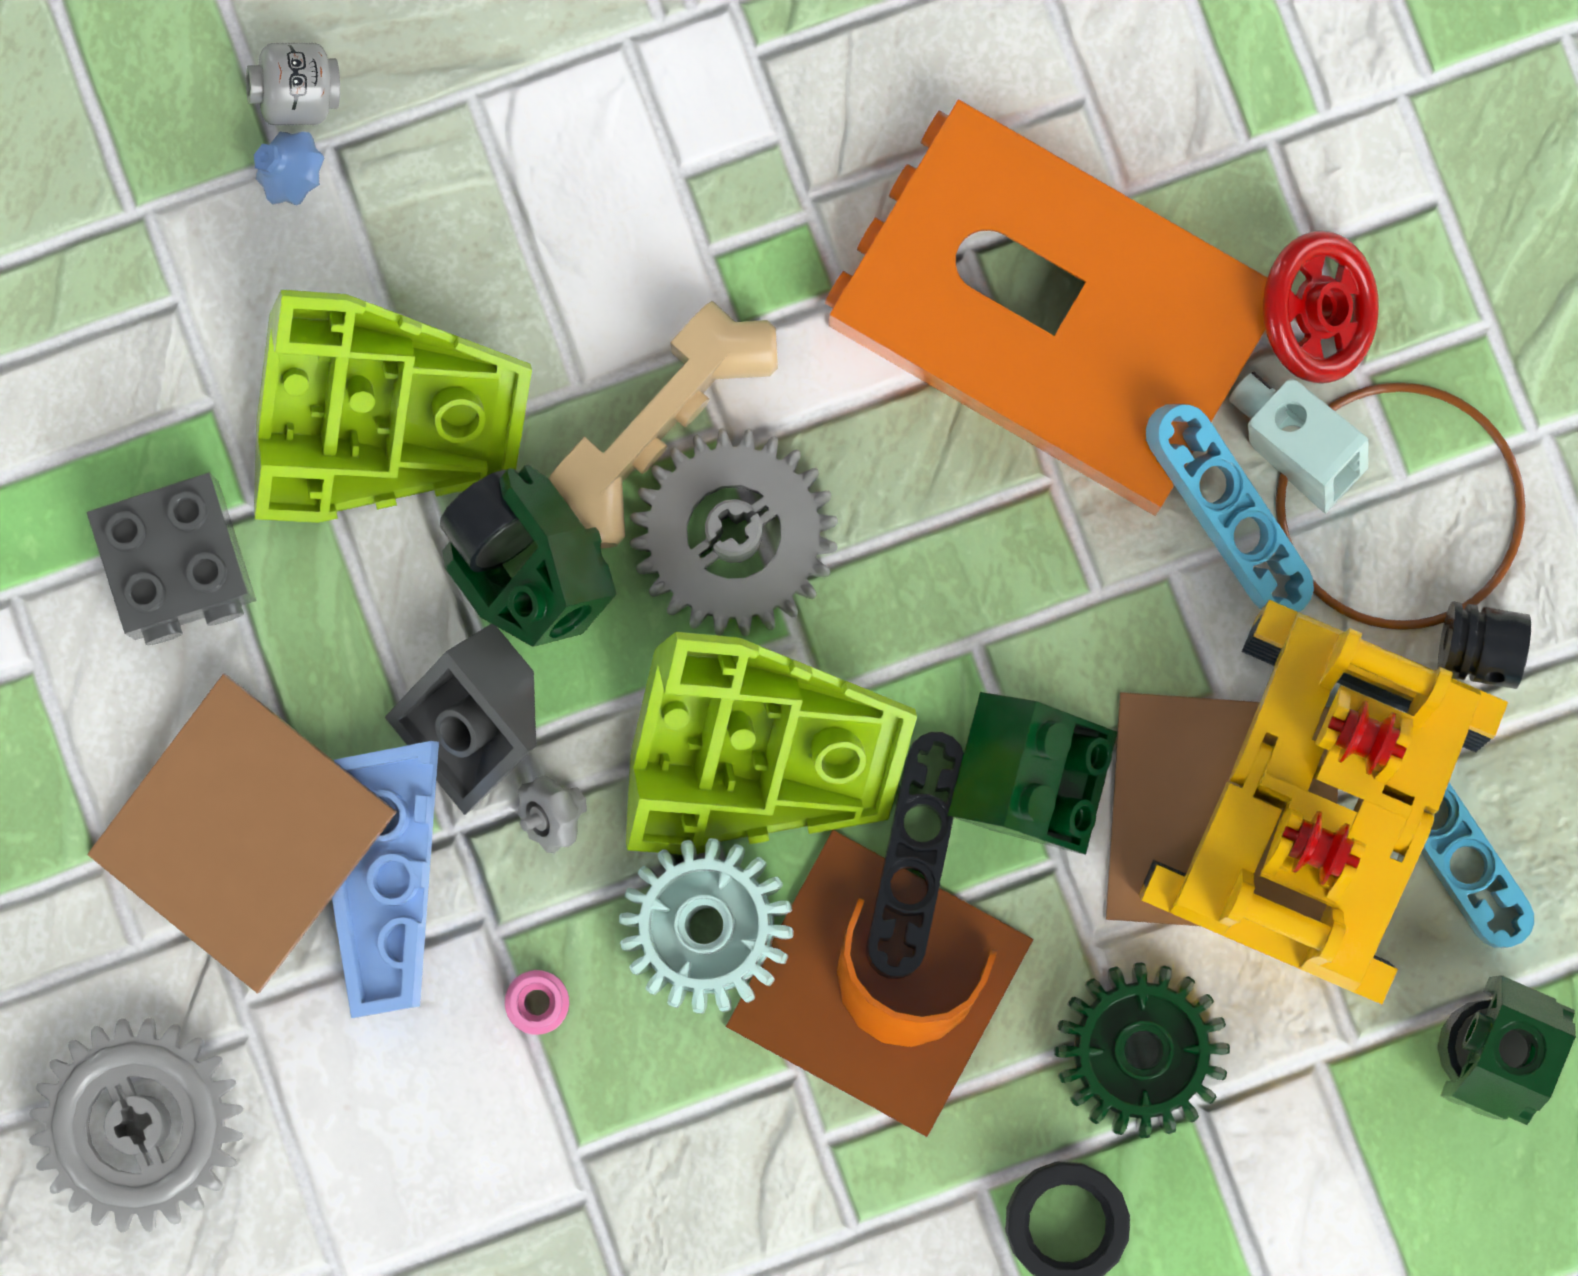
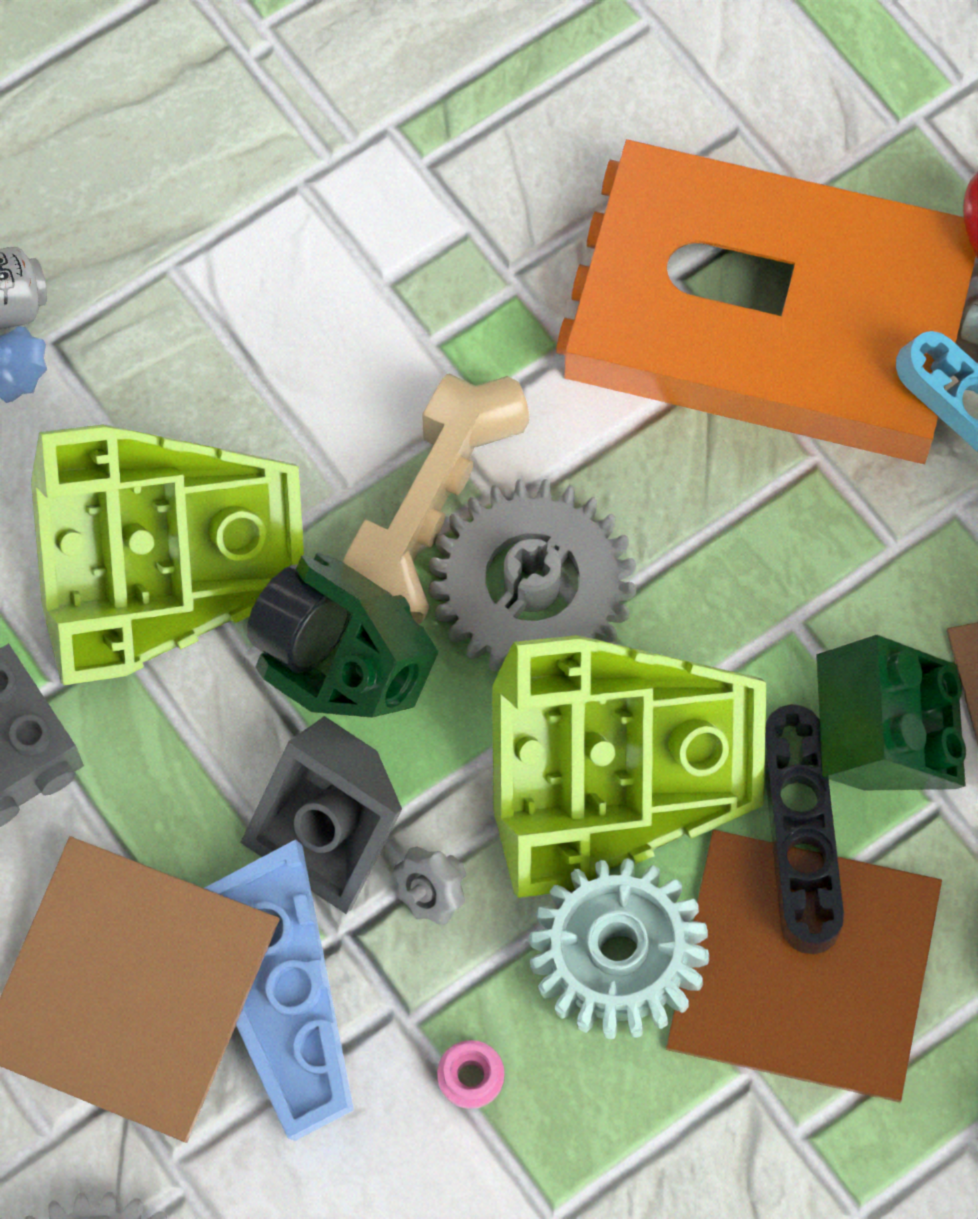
camera: 15 degrees left, 15 degrees down
(885, 1023) = (822, 989): orange piece -> none

